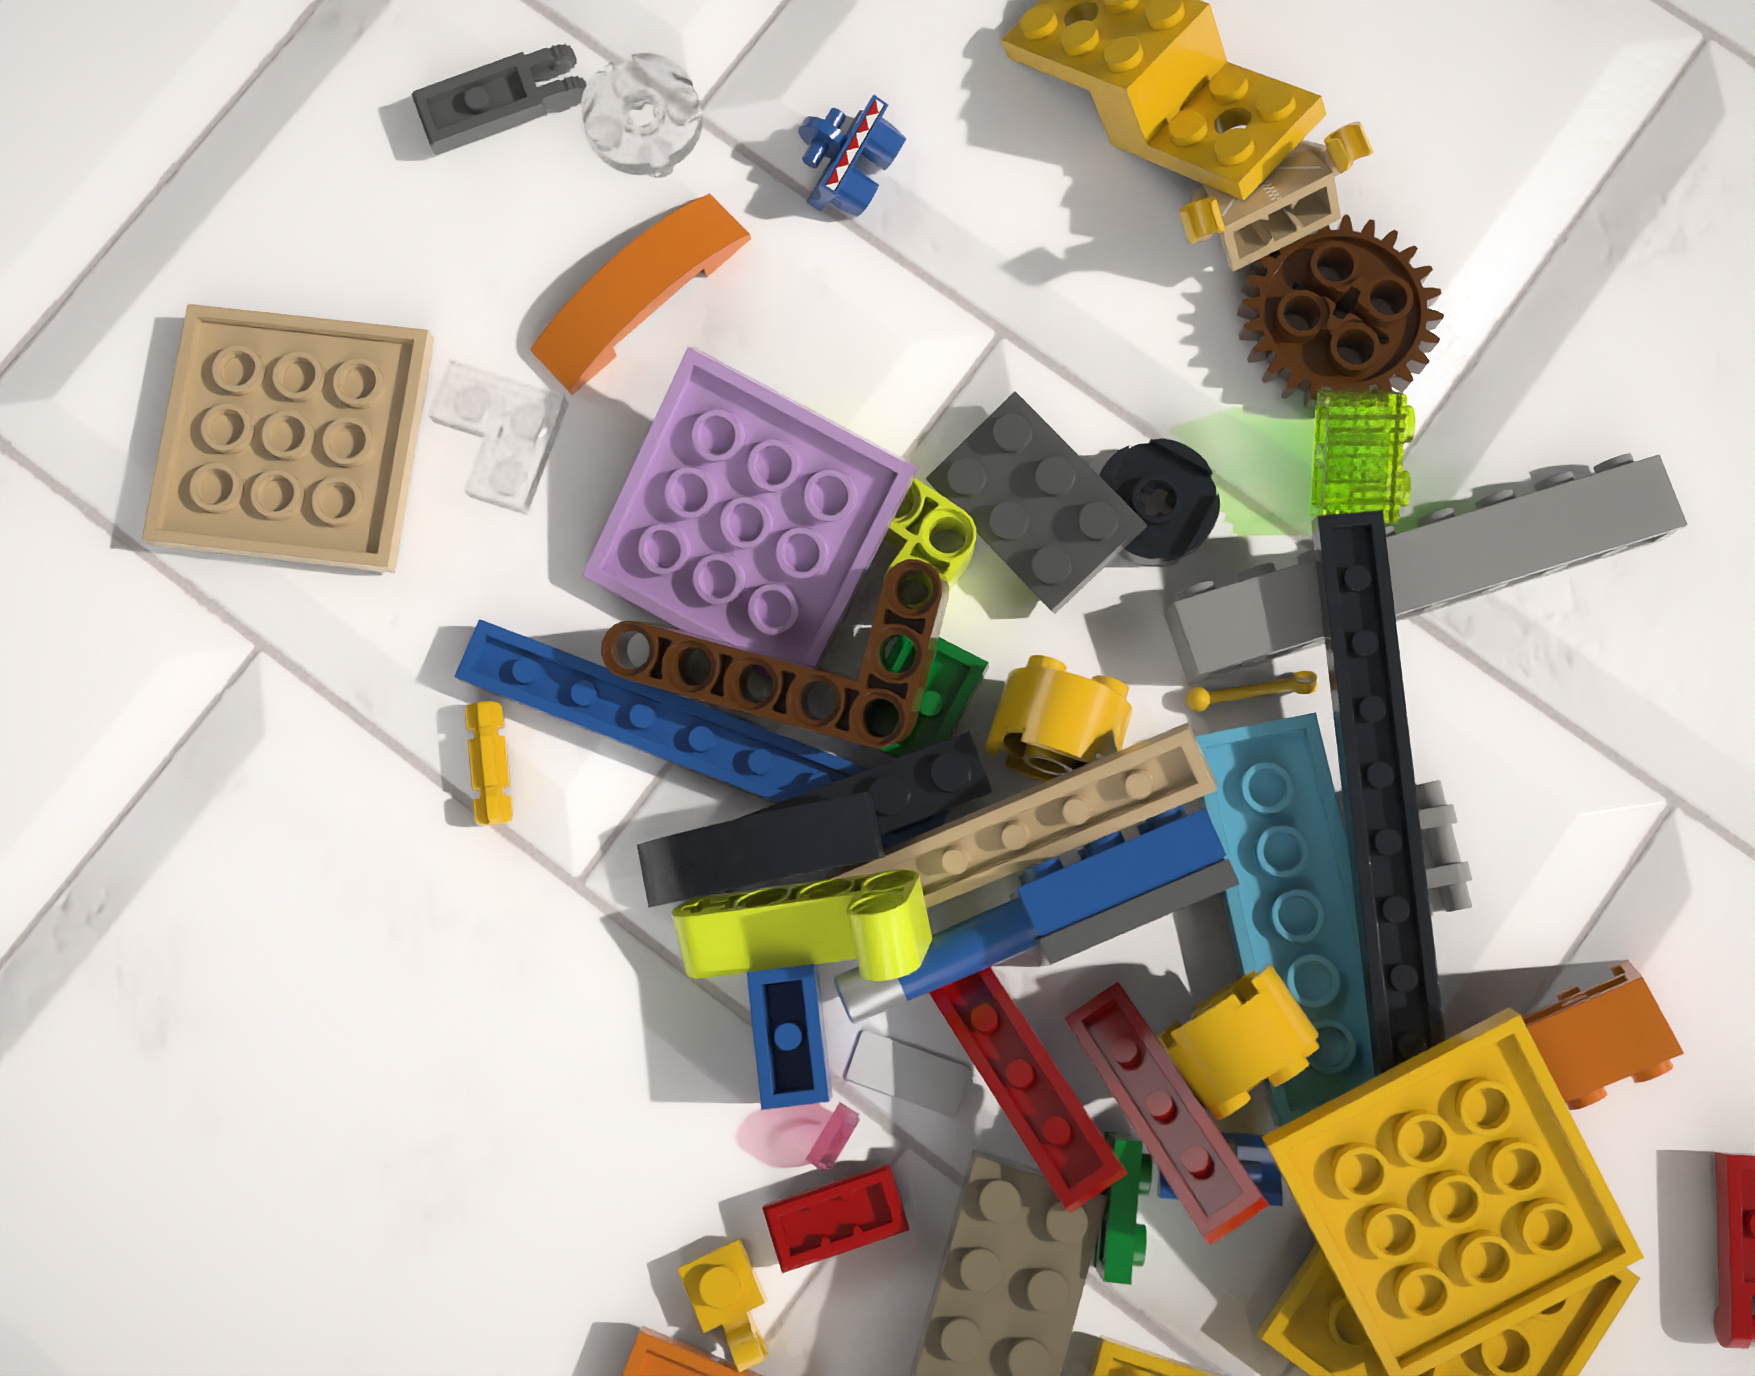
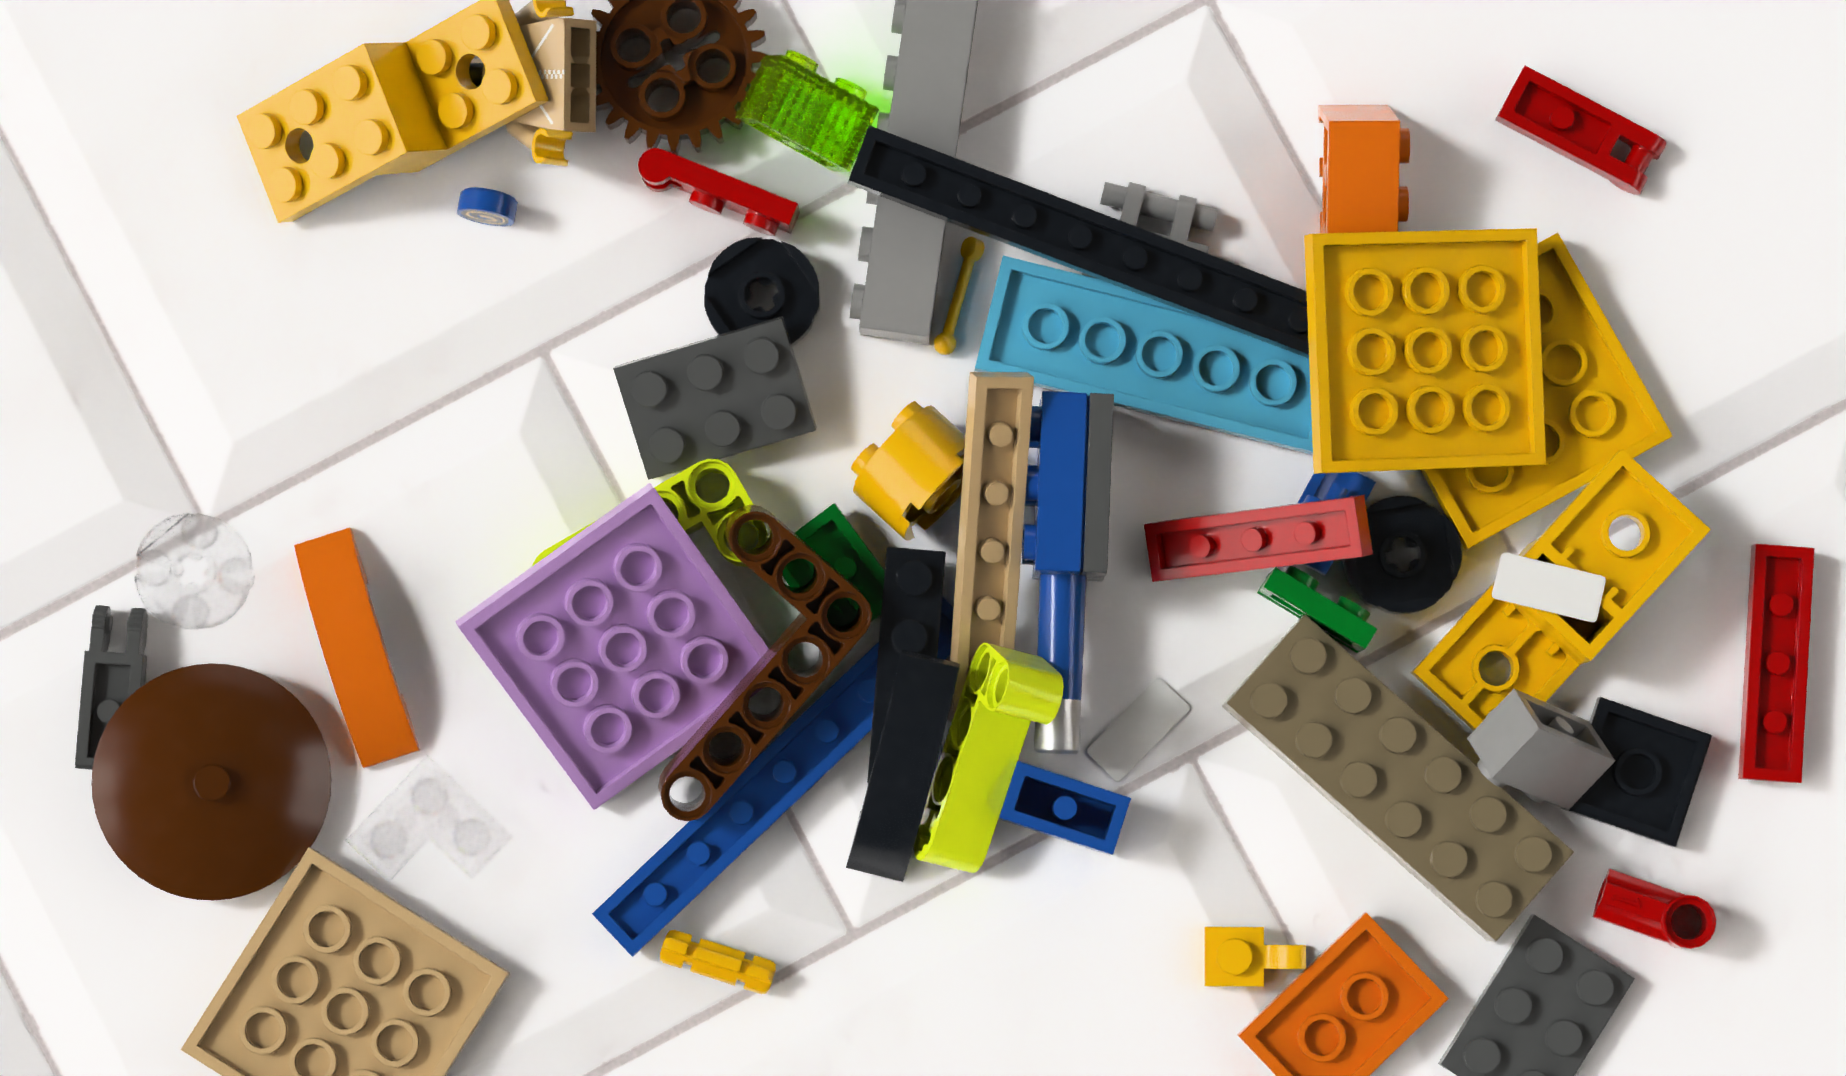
camera: 70 degrees left, 5 degrees up
(451, 216) = (211, 781): none -> reddish brown dish
(833, 1137) = (1160, 812): clear pink tile -> none
(835, 1217) = (1223, 839): red plate -> none
(867, 136) = (316, 412): blue hips -> none
(1029, 1088) = (1191, 635): red plate -> none
(1110, 211) = (487, 206): none -> blue tile
(1208, 1307) = (1428, 577): none -> black plate
(1236, 411) = (715, 190): none -> red plate
(1239, 1040) = (1233, 452): yellow brick -> none

